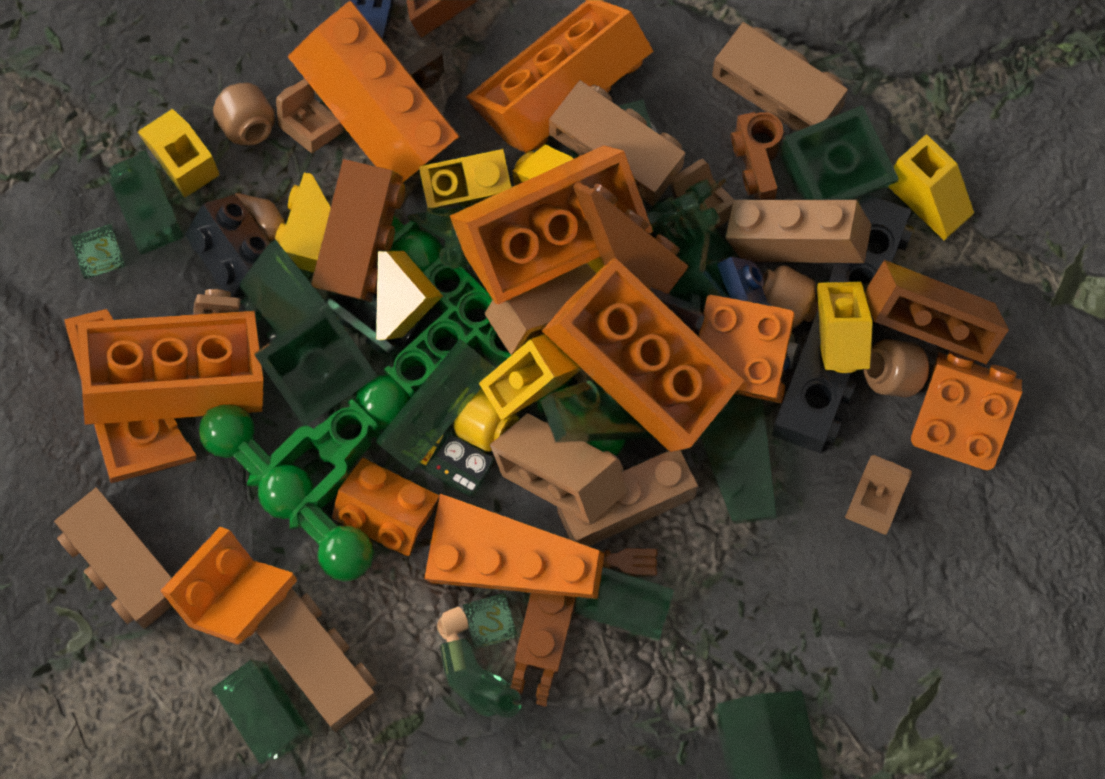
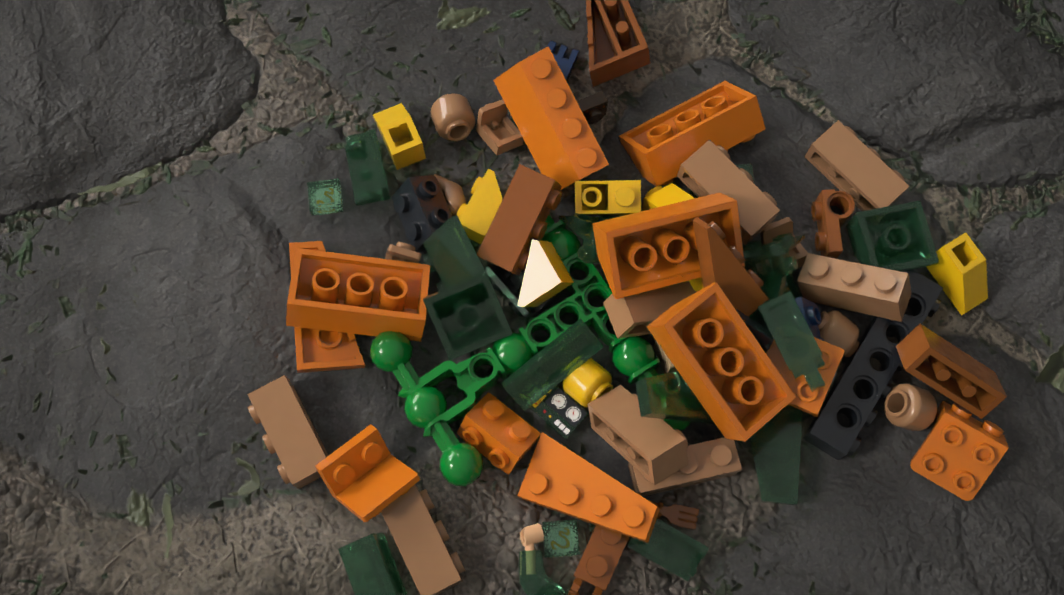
camera: 10 degrees right, 0 degrees up
(528, 376) = (627, 358): yellow slope -> none
(727, 309) = (794, 338): none -> clear green hinge
(844, 326) = (879, 368): yellow slope -> none
(878, 494) = (879, 503): medium nougat bracket -> none

